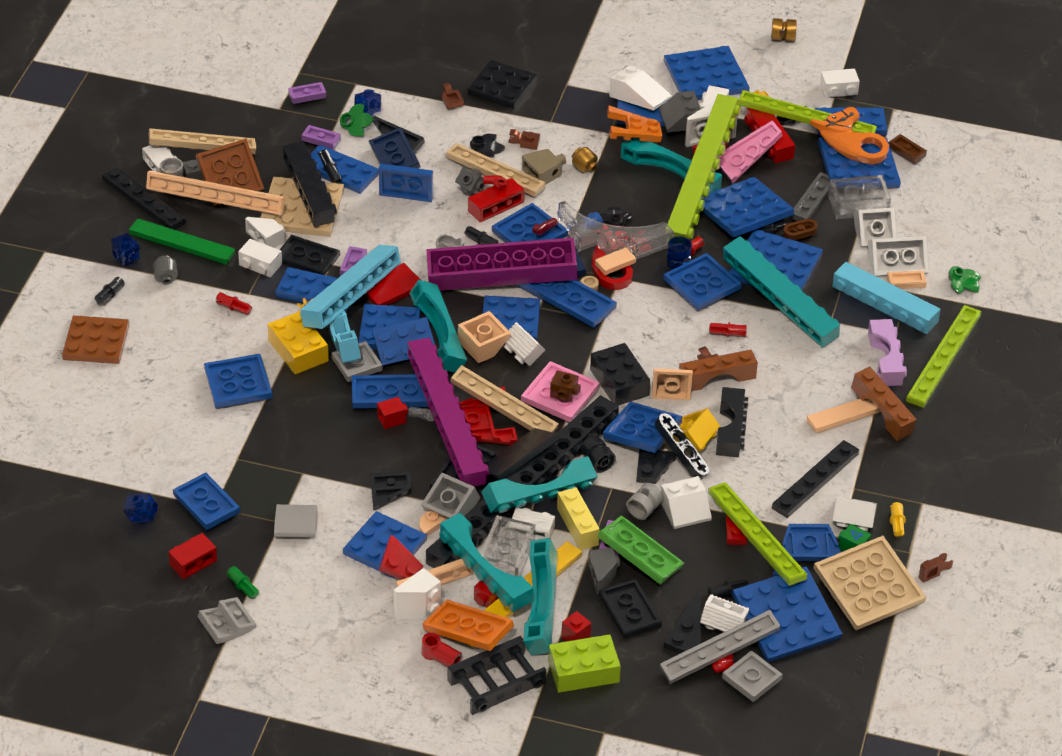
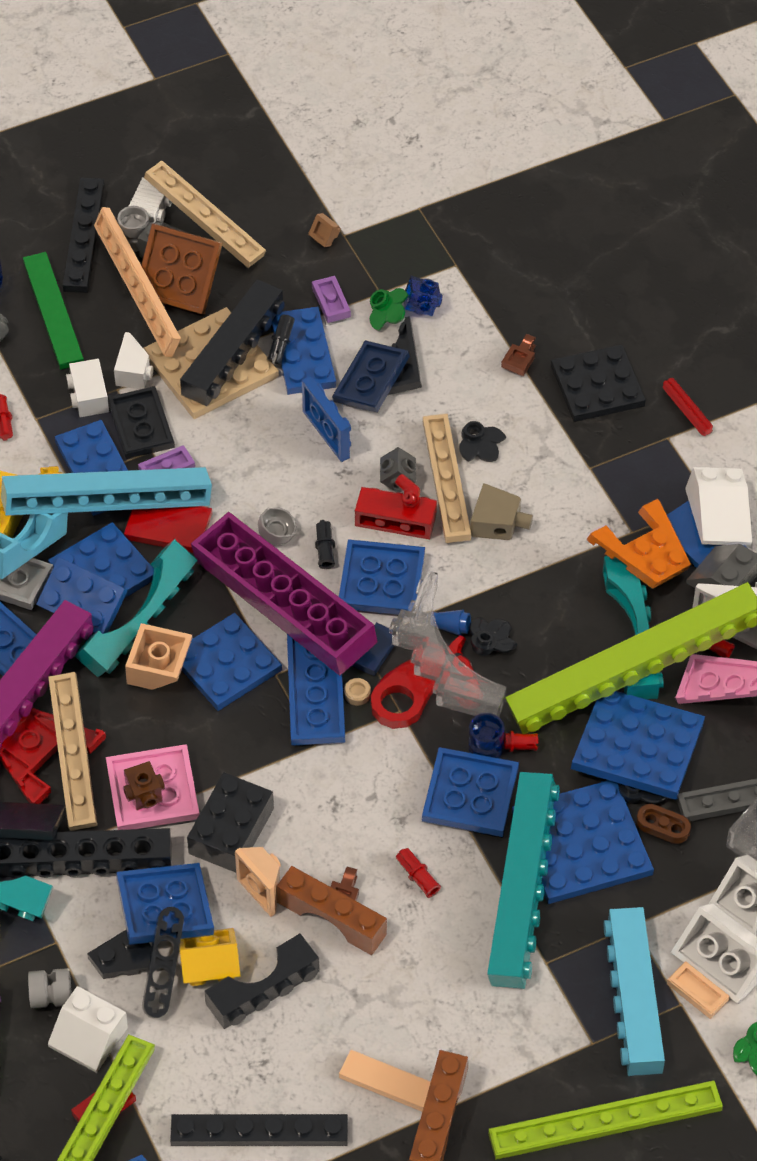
camera: 50 degrees right, 10 degrees up
(270, 110) = (324, 230): none -> medium nougat tile
(307, 92) = (387, 237): medium lavender plate -> none
(523, 344) = (185, 702): white brick -> none
(526, 140) = (530, 470): copper plate -> none
(544, 227) = (385, 586): dark red arm -> none
(558, 64) = (687, 406): none -> red axle
(584, 159) = (550, 542): pearl gold head -> none
(598, 453) = (81, 890): black wheel -> none
(615, 261) = (407, 688): light nougat tile -> none
(884, 337) = (516, 1079): lavender arch -> none

